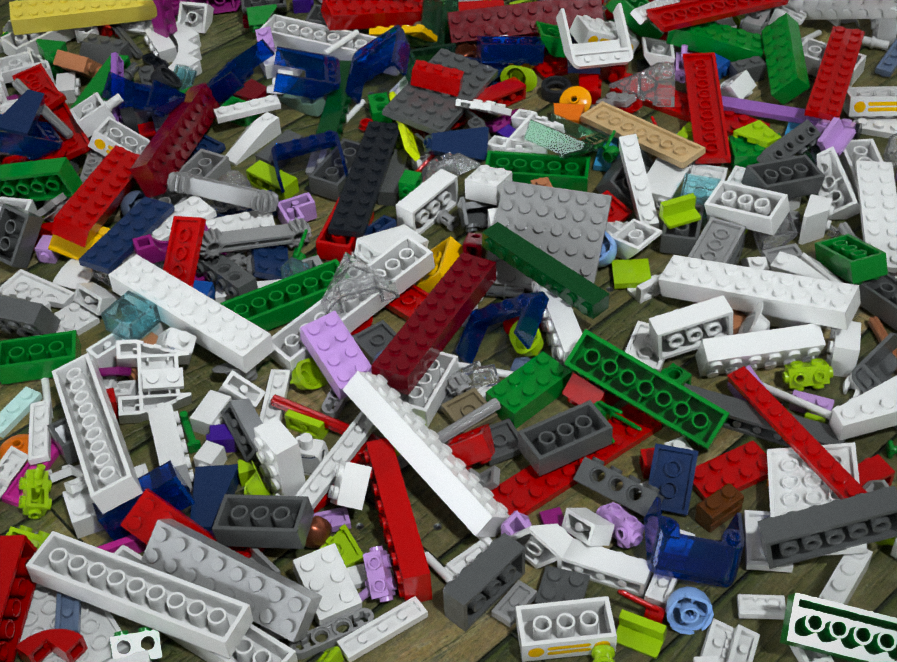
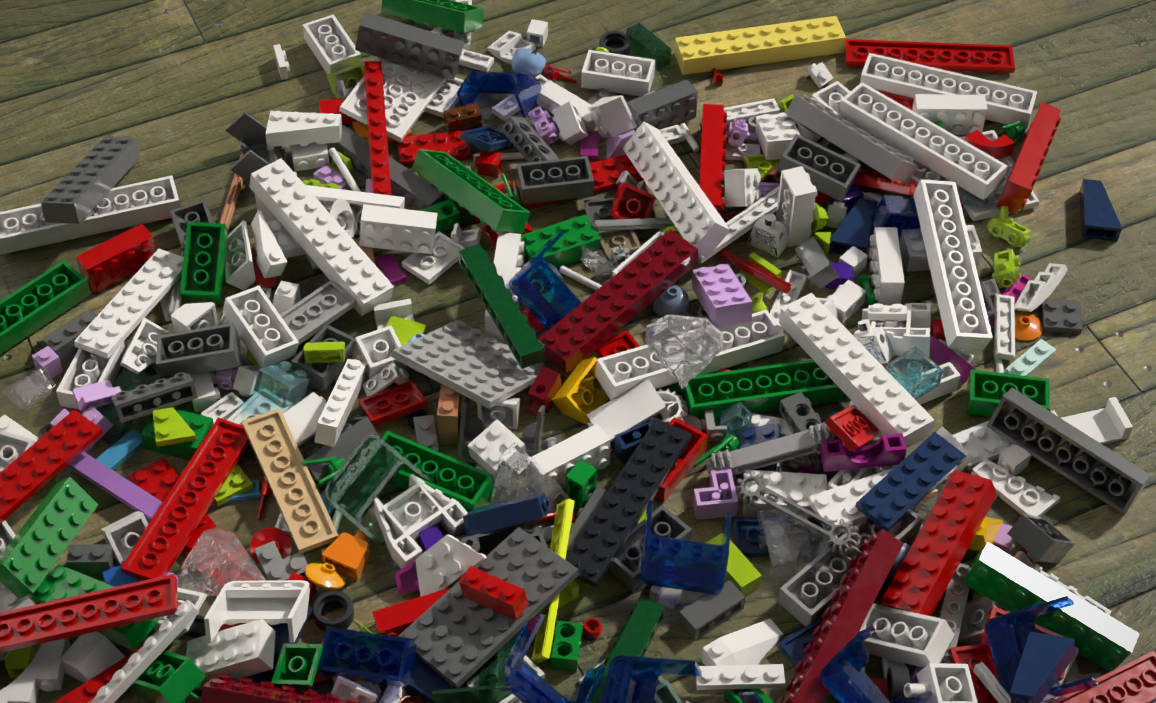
camera: 165 degrees left, 5 degrees up
(640, 634) = (563, 61): lime panel -> none

